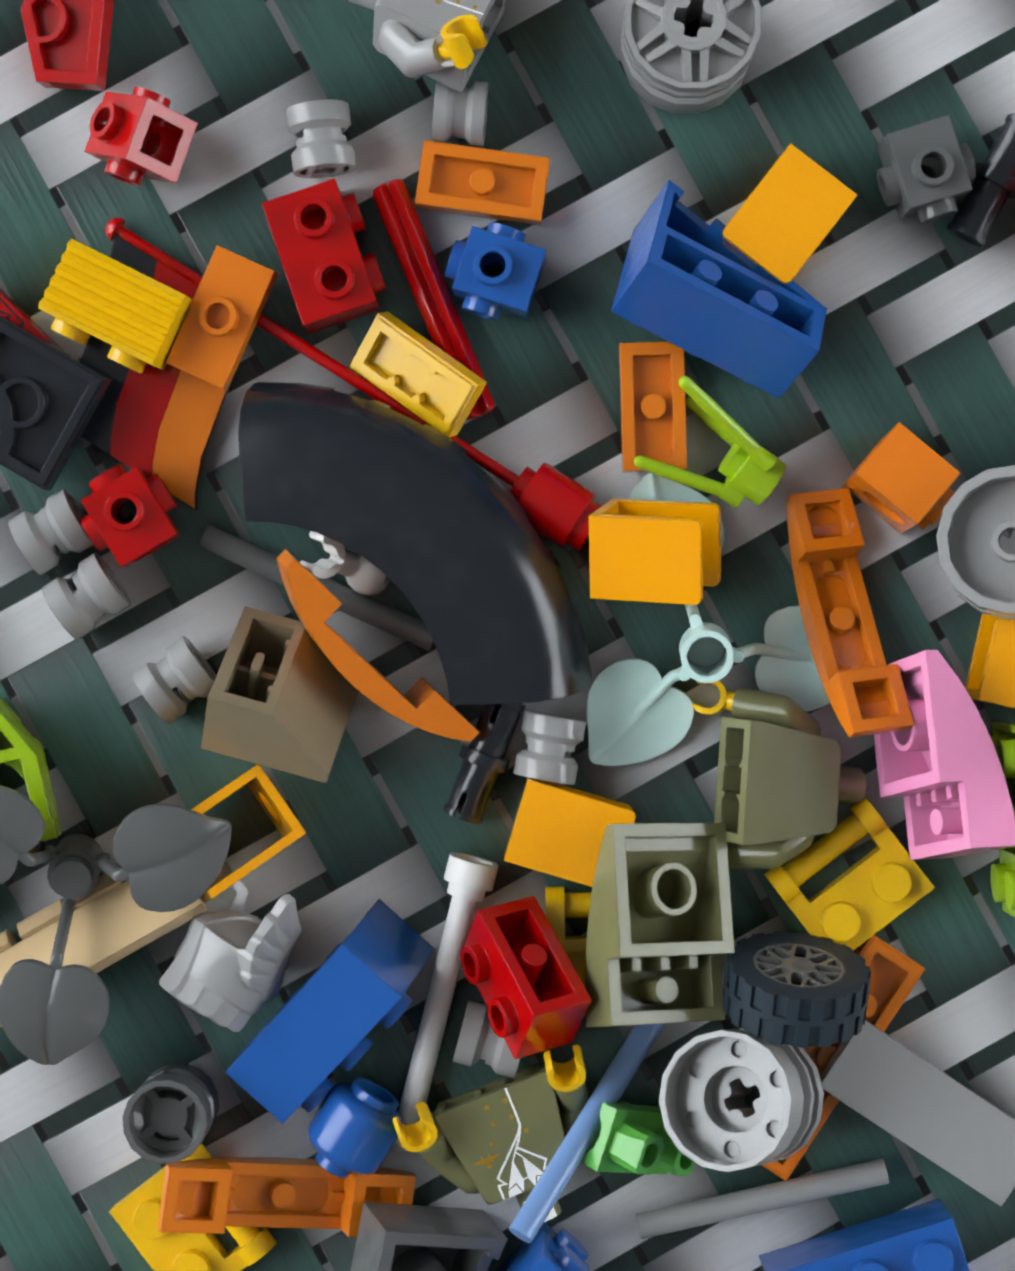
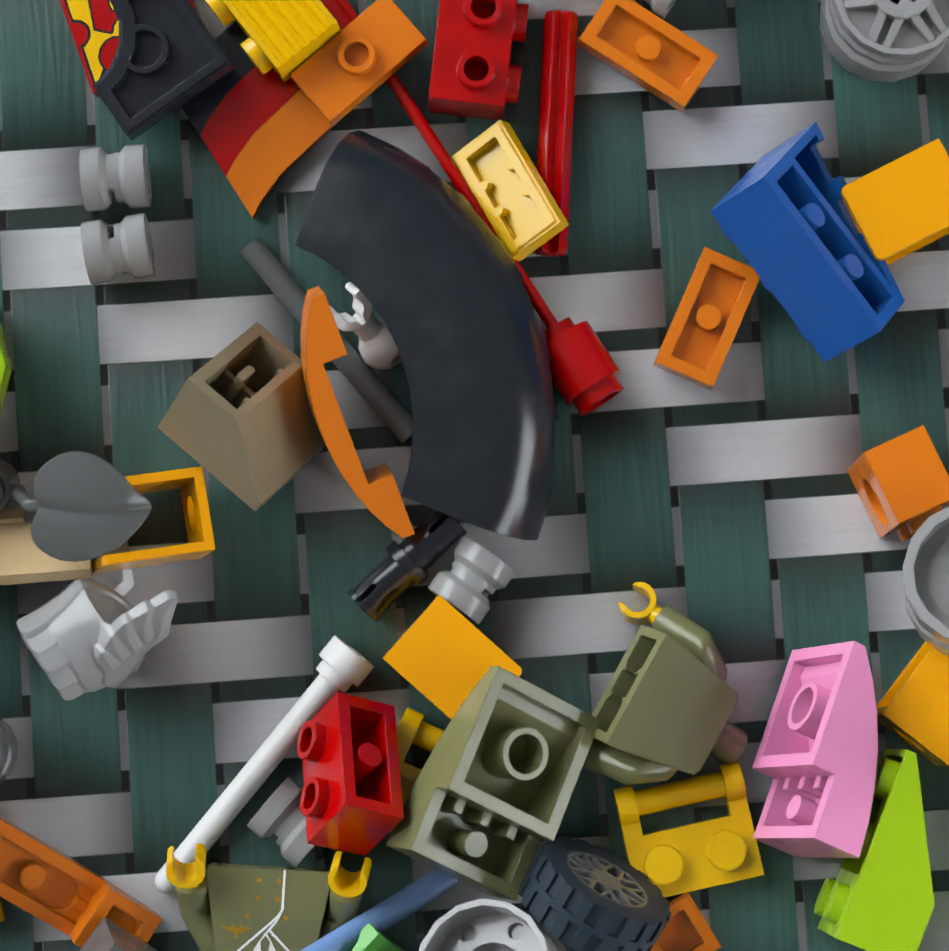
camera: 20 degrees right, 5 degrees down
(149, 529) = (195, 216): red brick -> none
(175, 680) = (160, 360): light grey wheel -> none
(332, 1014) = (157, 728): blue wedge -> none
(354, 1128) = (127, 844): blue head -> none
(507, 293) = (629, 153): blue brick -> none
(642, 716) = (567, 589): light aqua plant -> none
(654, 550) = (650, 443): light orange piece -> none
(748, 467) = (770, 410): lime plant -> none
(839, 617) = (790, 581): orange slope -> none

